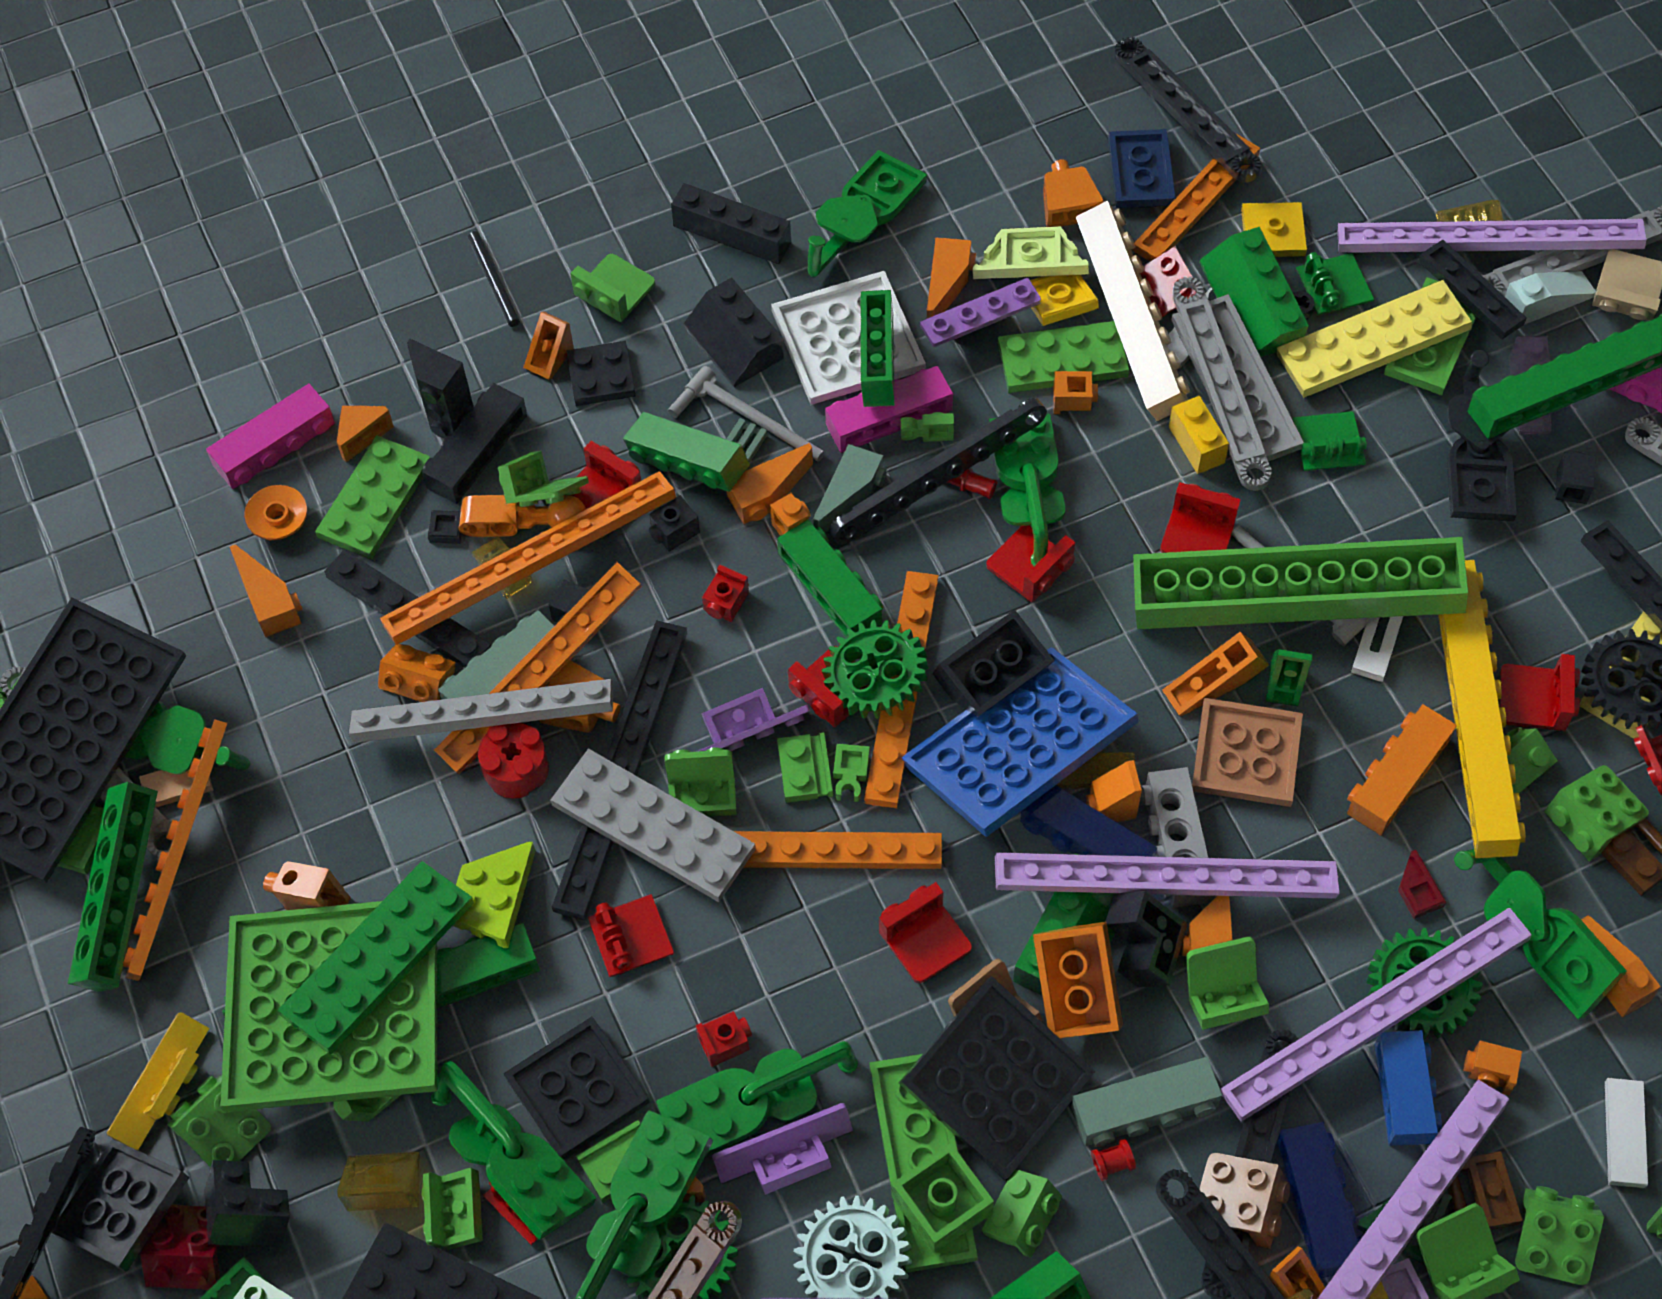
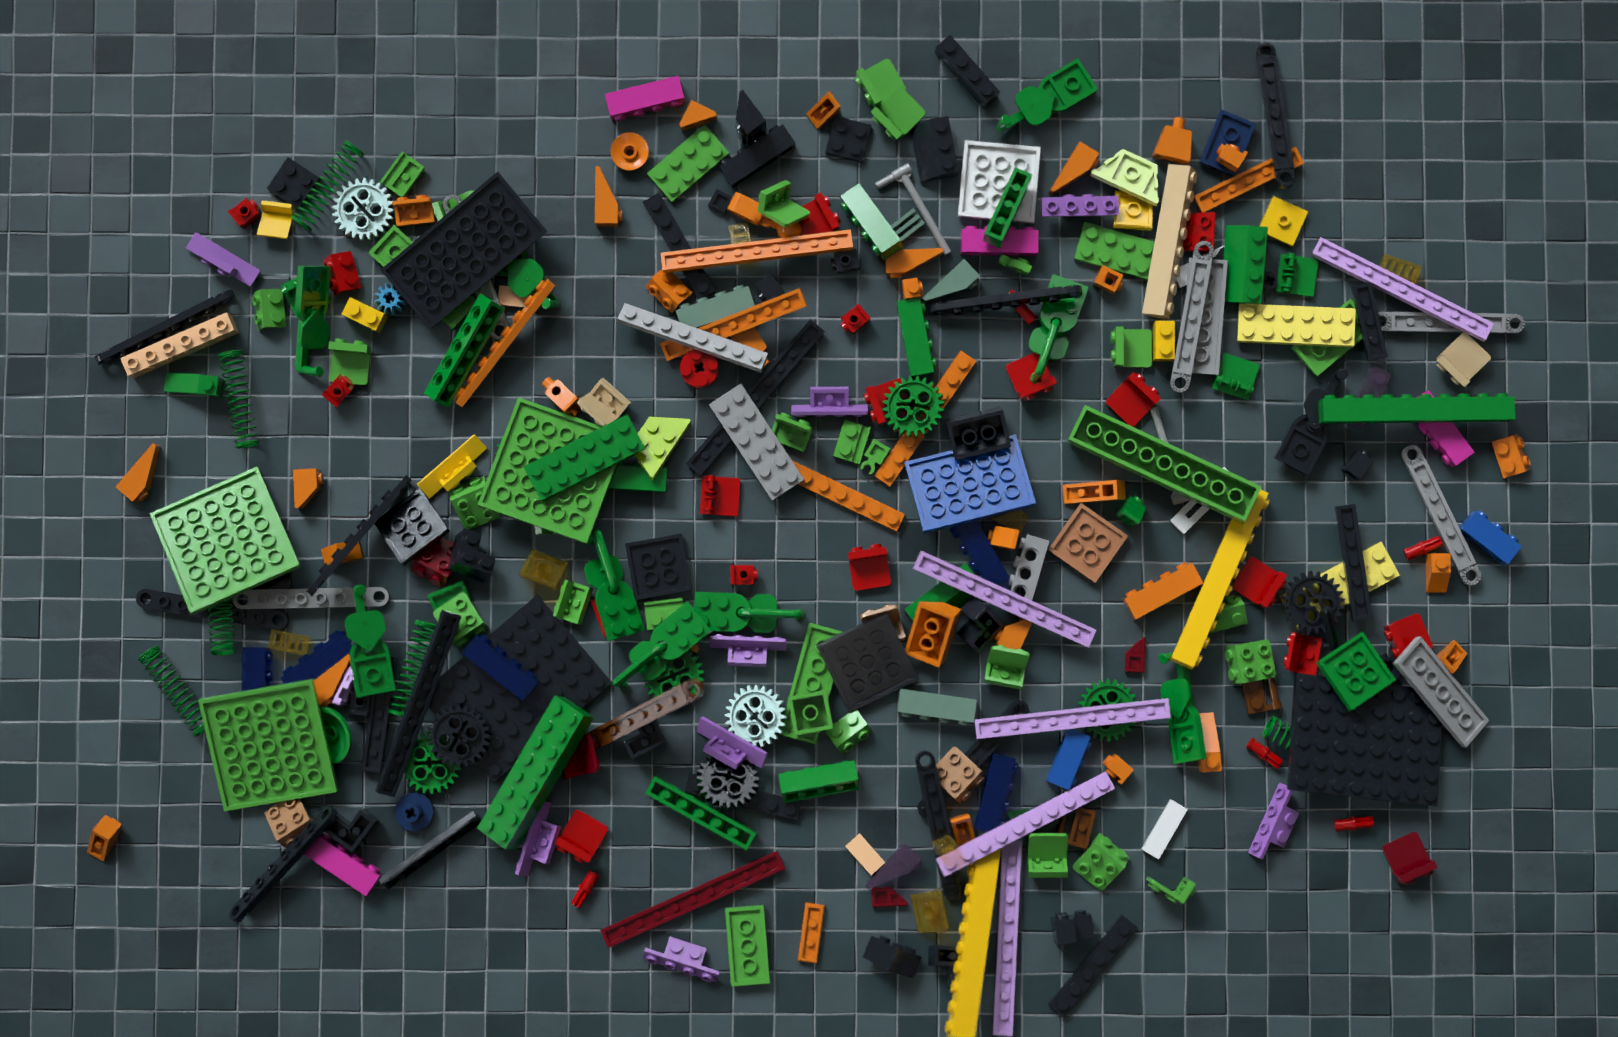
camera: 20 degrees right, 25 degrees up
(376, 868) = (604, 403): none -> tan bracket
(493, 279) = (813, 42): black bar -> none
(658, 309) = (898, 114): none -> bright green bracket
(1113, 1159) = (905, 726): red bush -> none
(1155, 464) = (1131, 348): none -> bright green bracket
(1156, 173) = (1230, 156): none -> orange brick
(1549, 293) = (1414, 341): light aqua slope -> none

